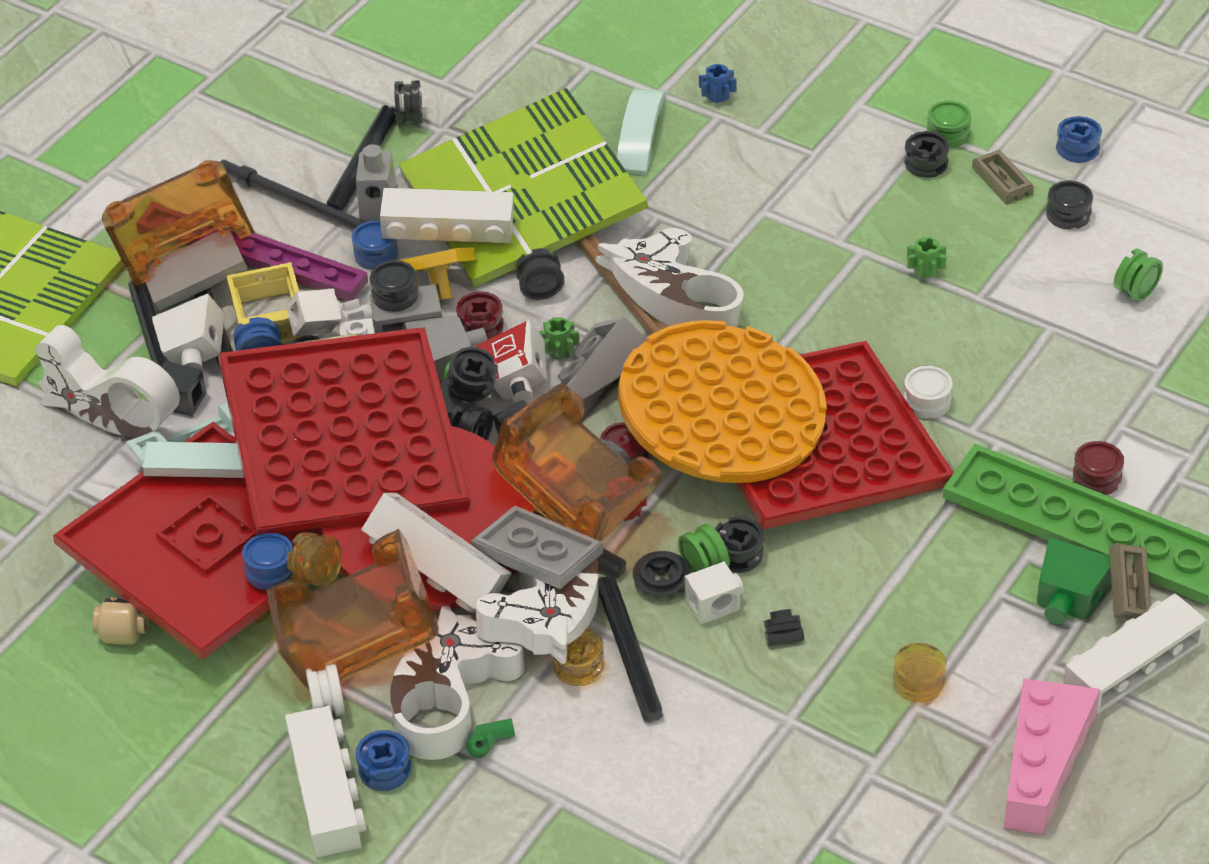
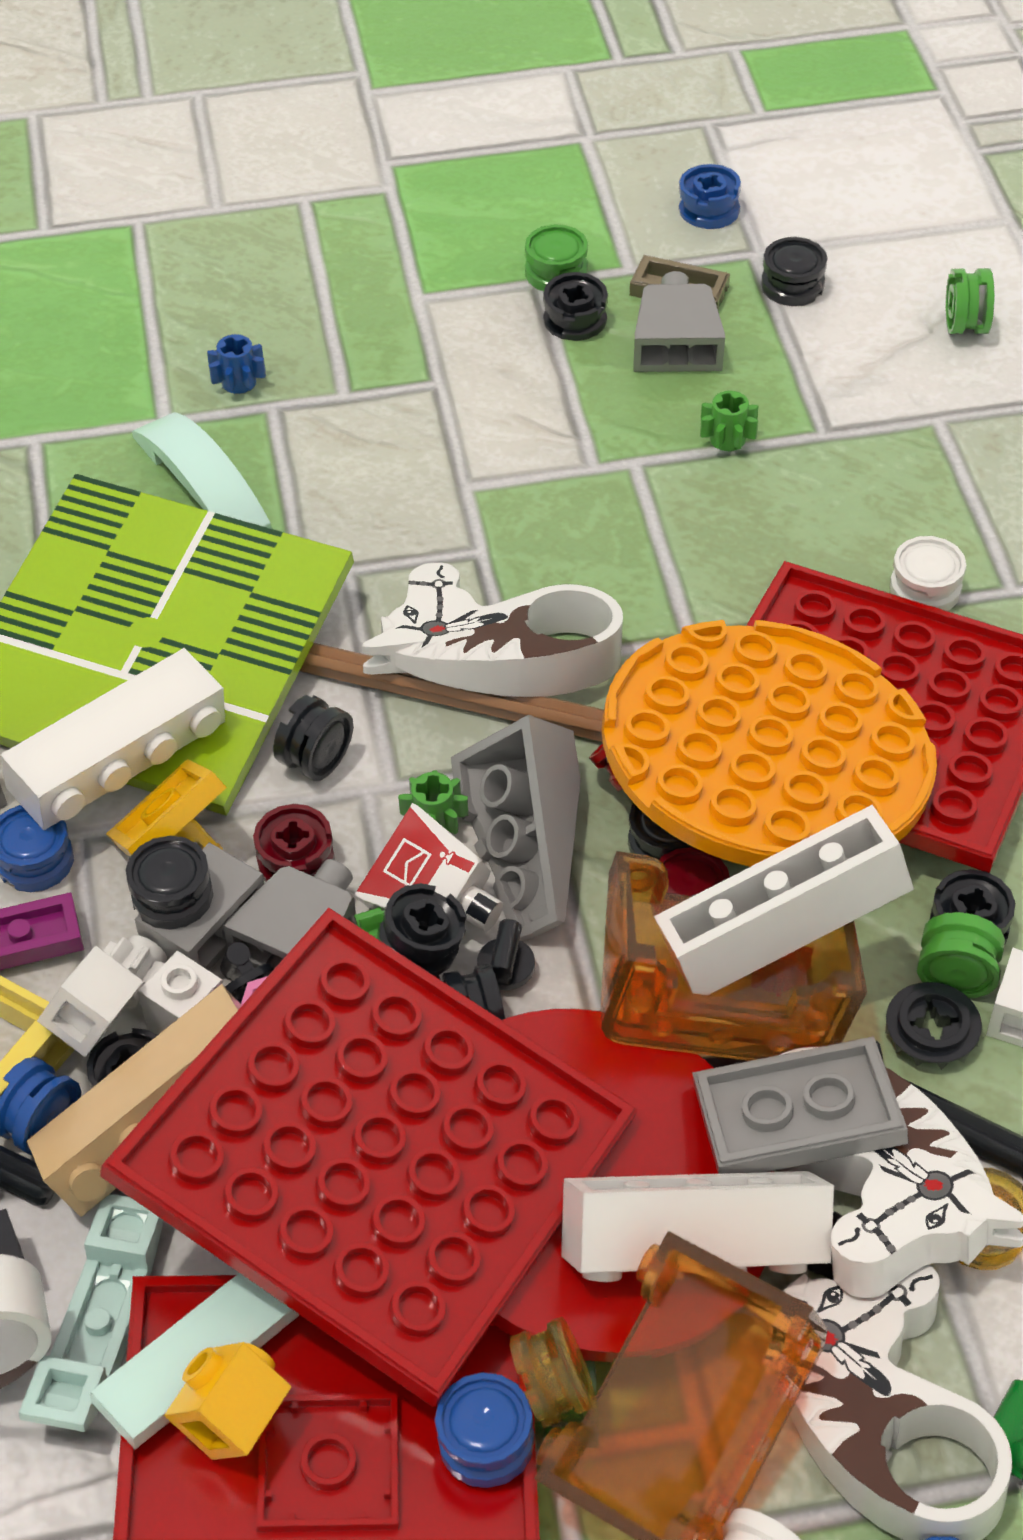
camera: 45 degrees left, 5 degrees up
(187, 474) = (227, 1399): none -> yellow brick
(611, 452) = (785, 902): none -> white brick
(961, 194) = (678, 328): none -> light grey torso

